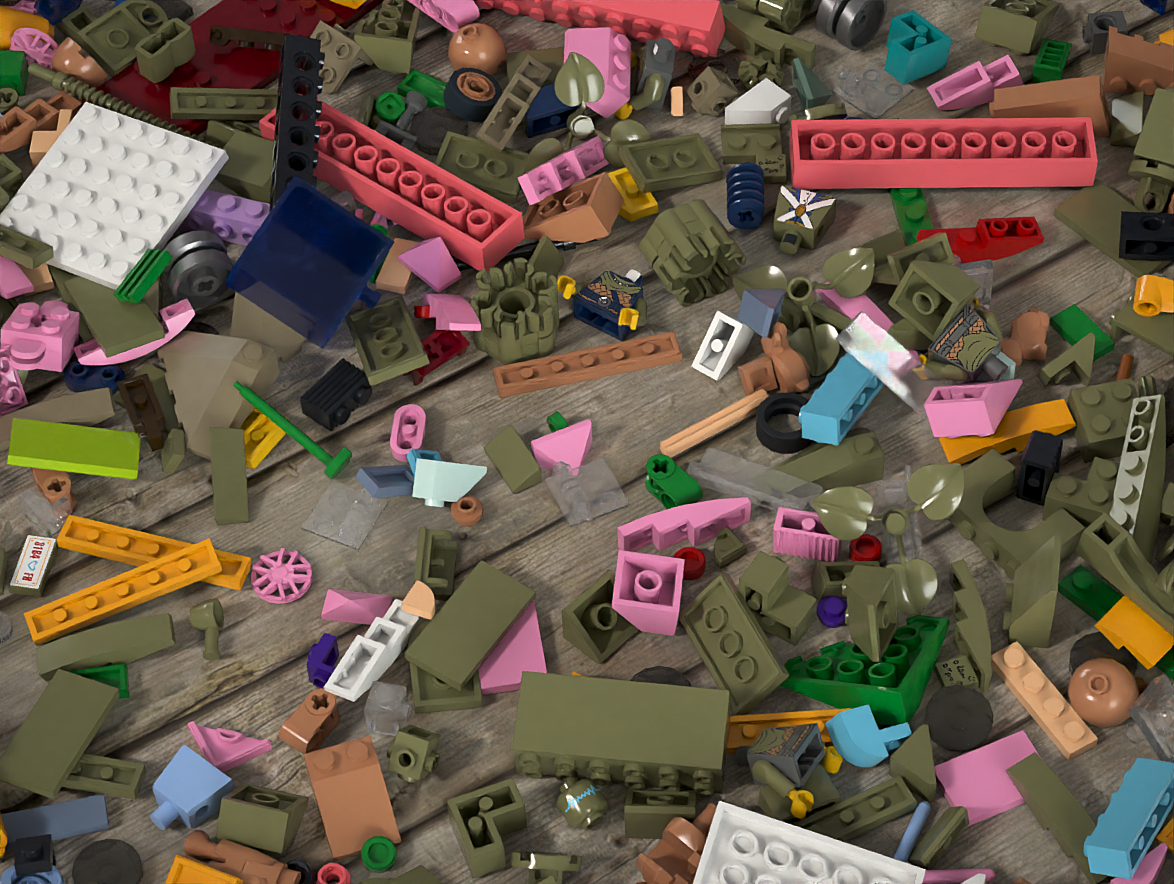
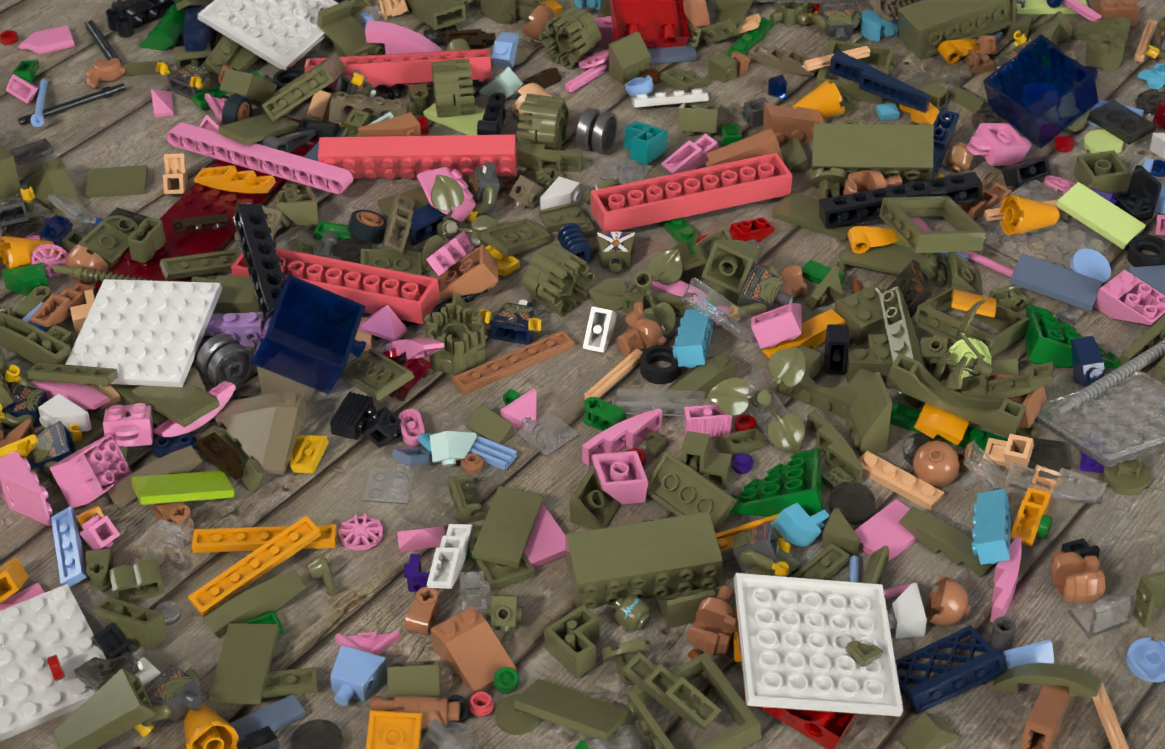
camera: 20 degrees left, 10 degrees down
(33, 565) = (179, 568): tile -> none
(143, 276) = (190, 371): green tile -> none
(229, 475) = (299, 479): olive slope -> none
(334, 465) = (368, 457): green piece -> none
(367, 423) = (382, 426): none -> black brick
(389, 106) = (314, 243): green tile -> none
(420, 601) = (468, 519): light nougat tile -> none
(477, 48) = (358, 197): nougat cylinder -> none
(494, 481) = (493, 450): none -> light blue tile
(677, 101) = (503, 201): light nougat tile -> none
(761, 309) = (619, 299): sand blue slope -> none
(808, 86) = (585, 178): sand green slope -> none
(871, 608) = (770, 450): olive slope -> none

